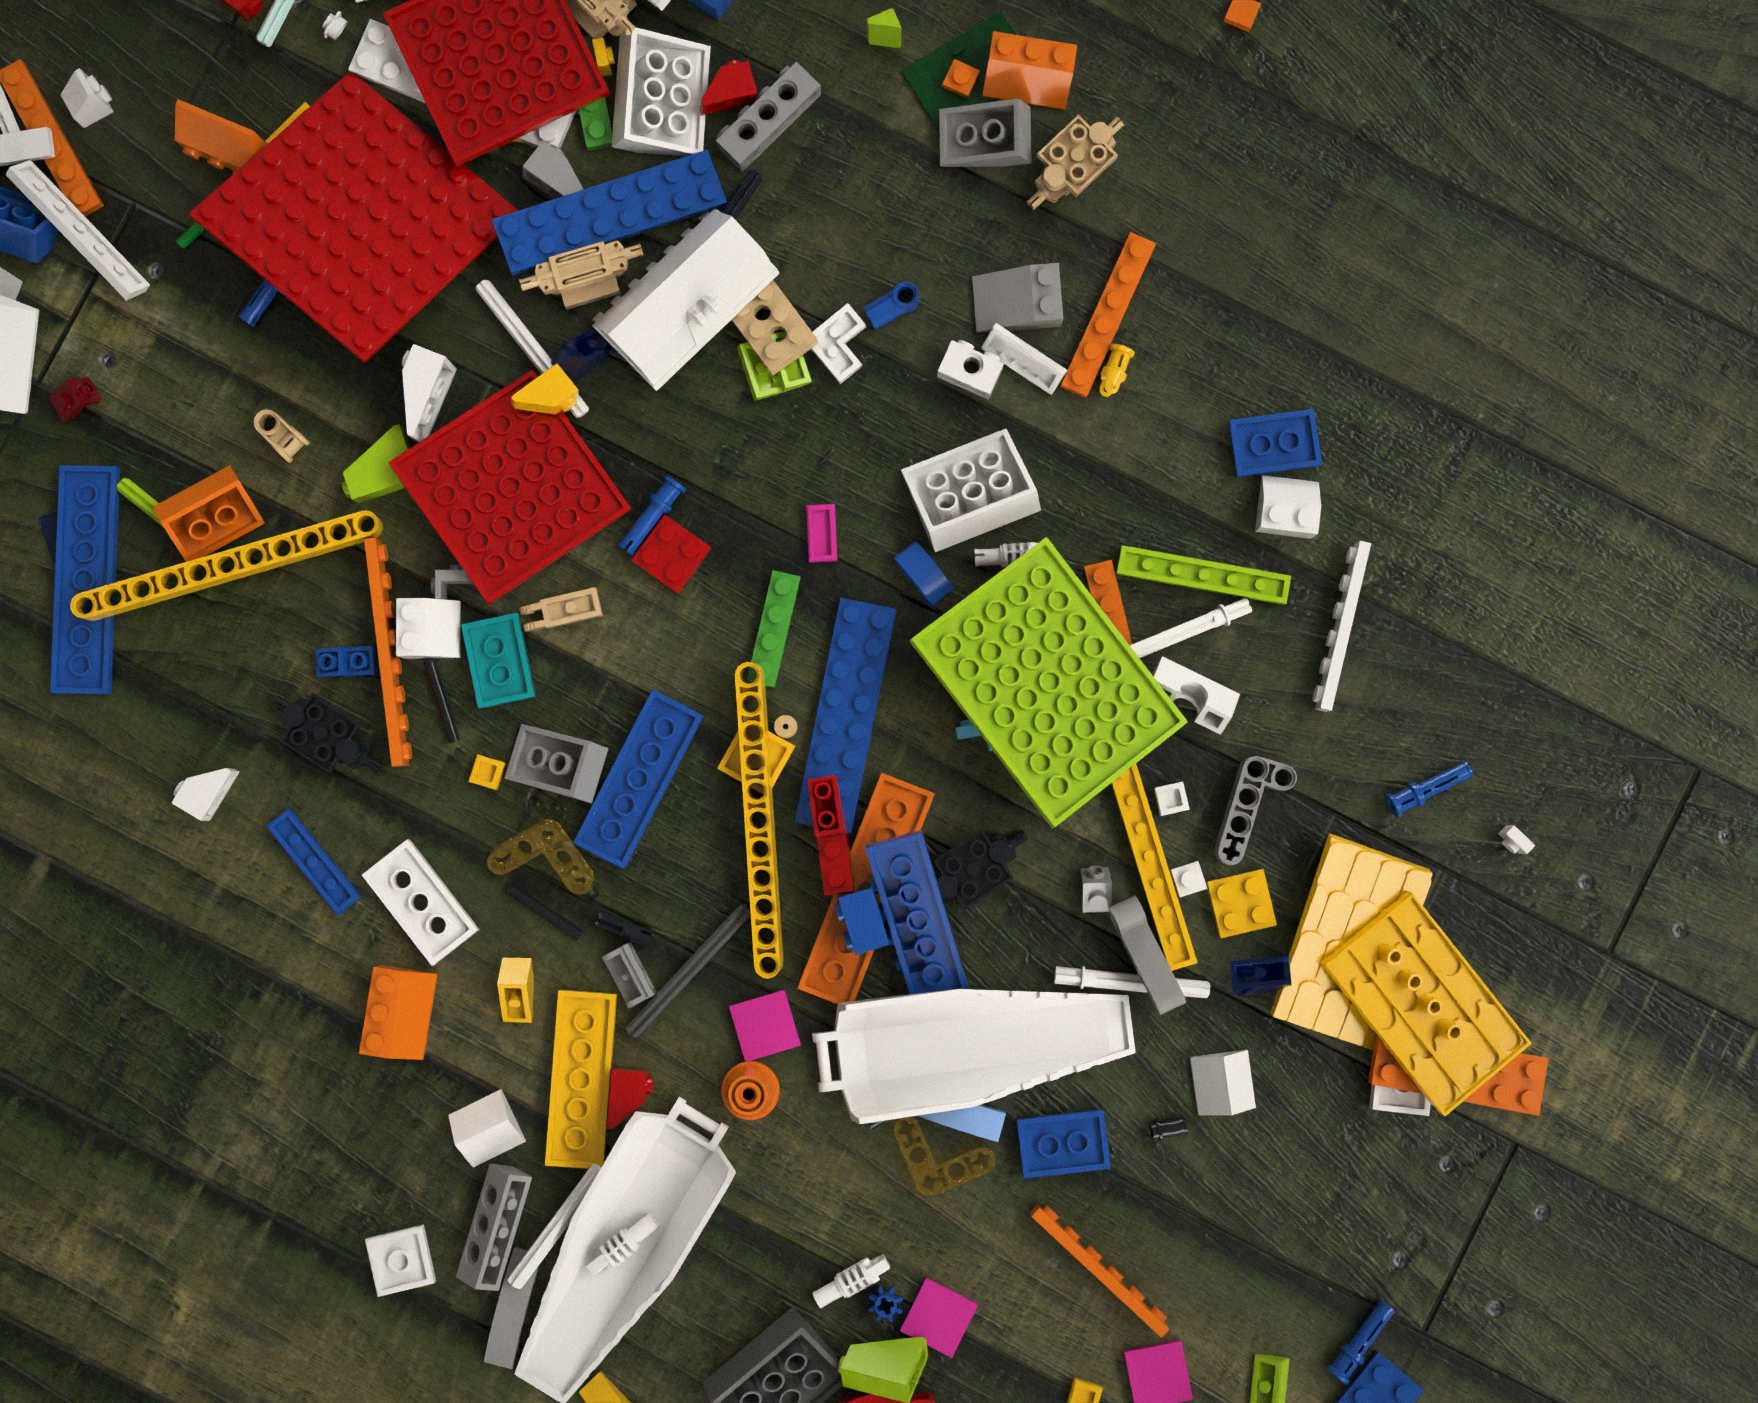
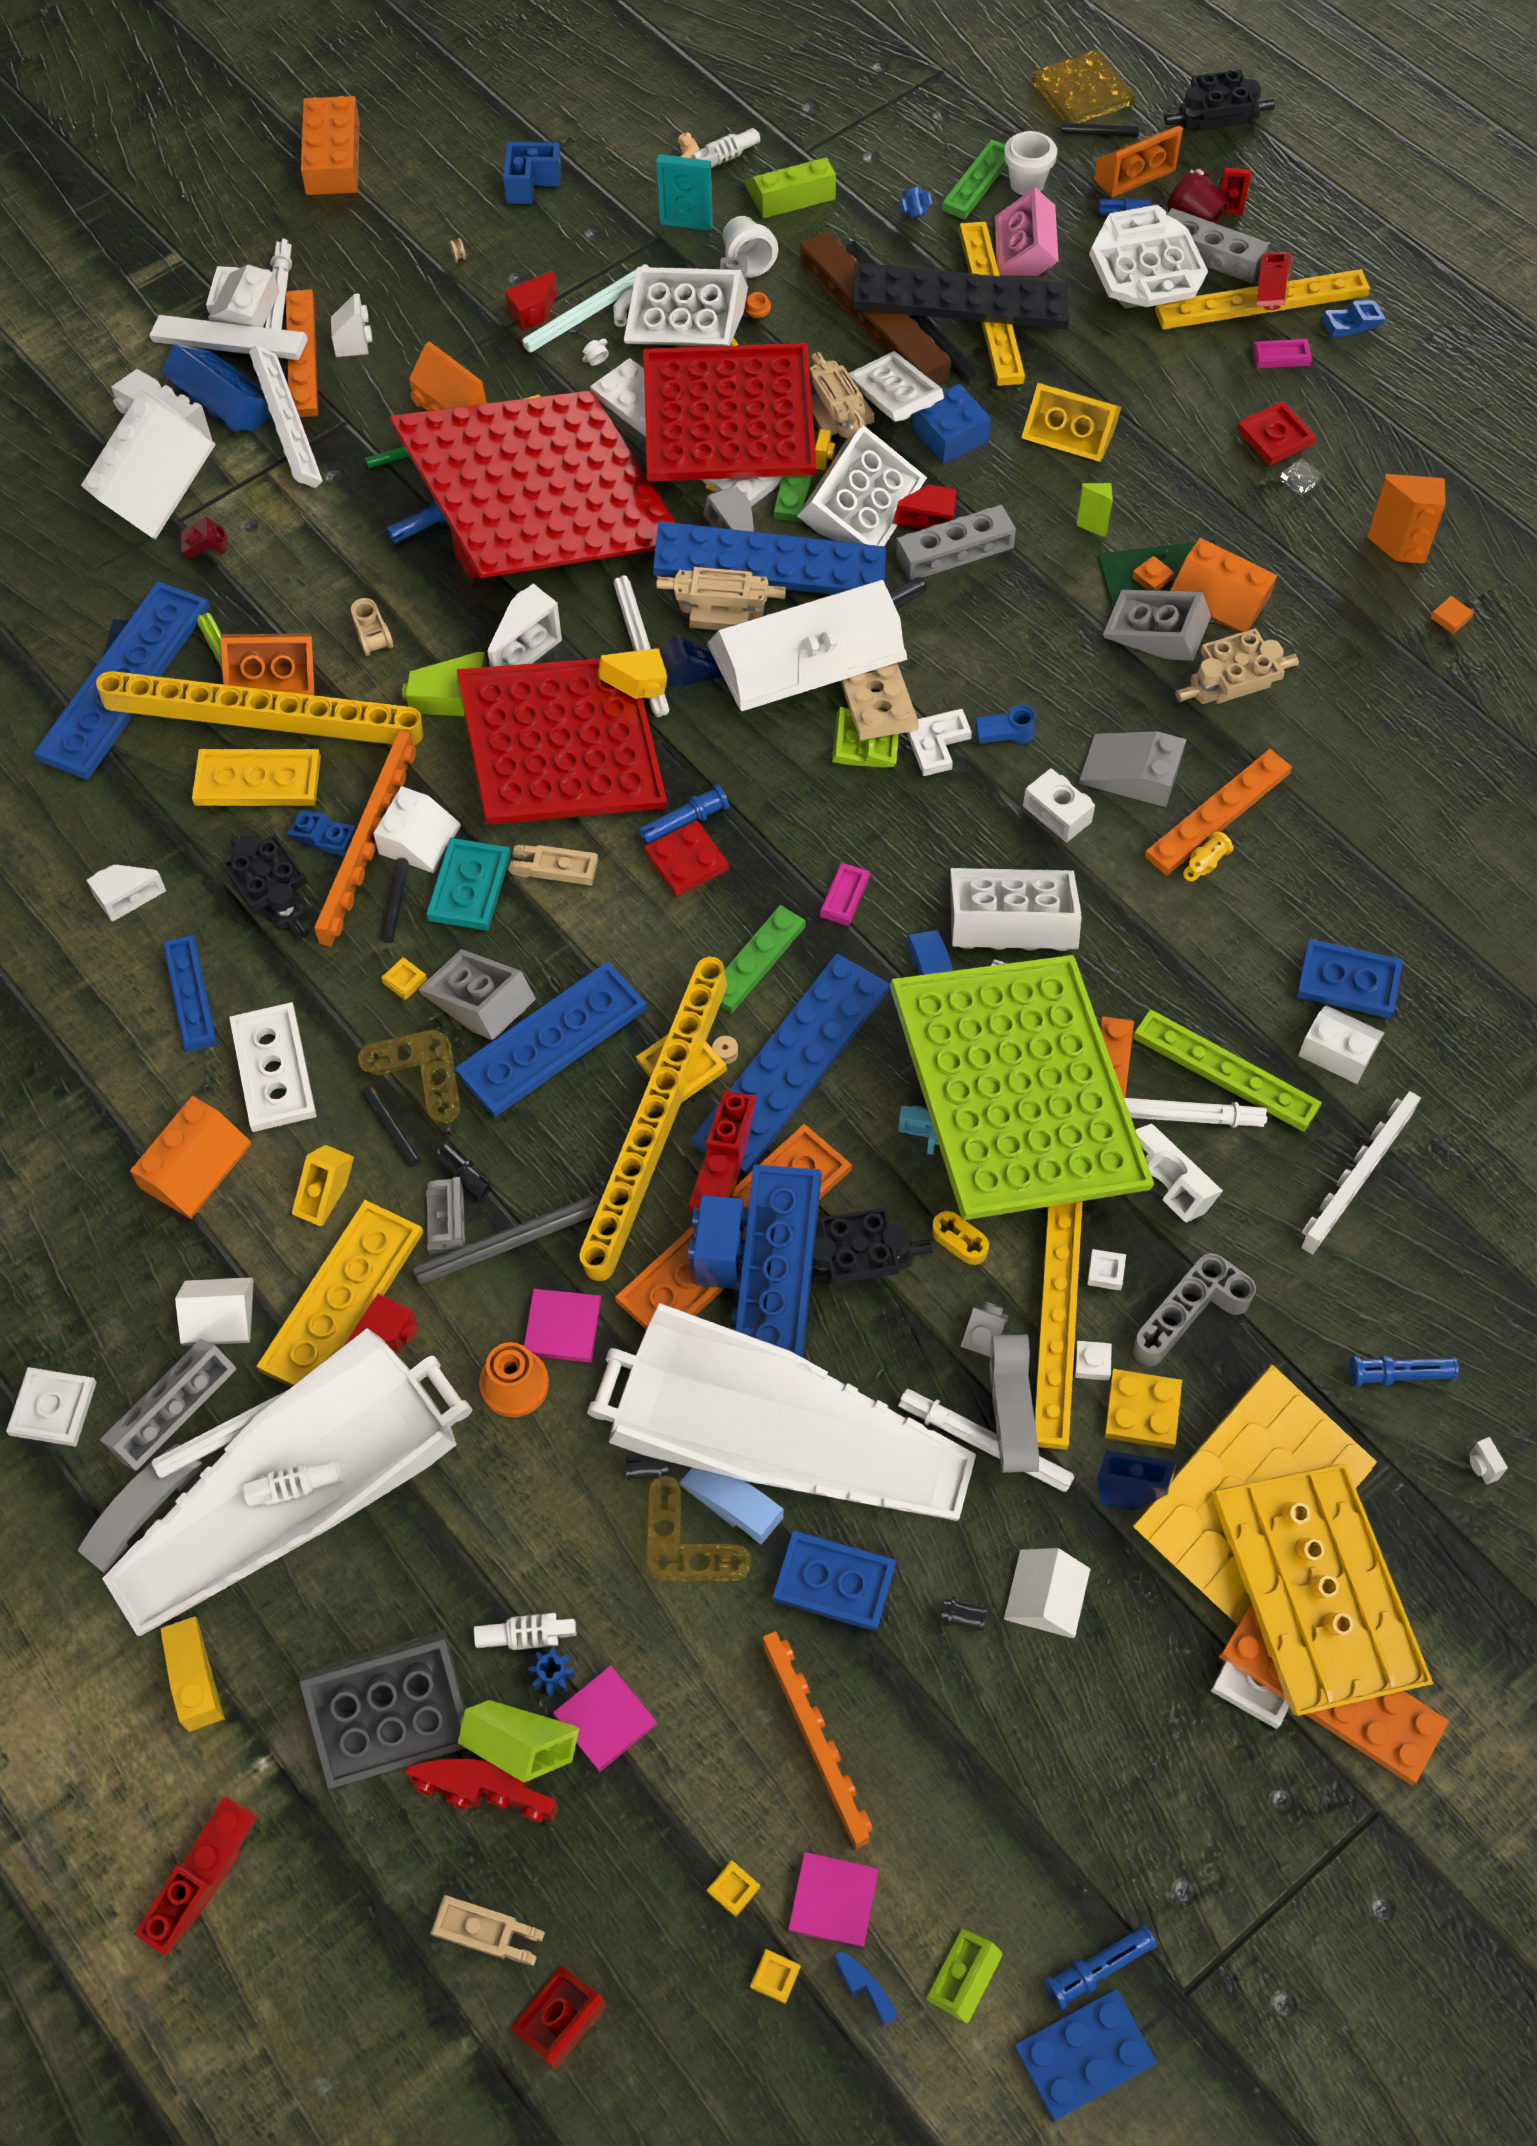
camera: 20 degrees right, 25 degrees down
(259, 631) = (256, 777): none -> yellow plate
(443, 577) = (462, 797): light grey bracket -> none
(1024, 359) = (1118, 816): white plate -> none
(1042, 824) = (957, 1240): none -> yellow beam

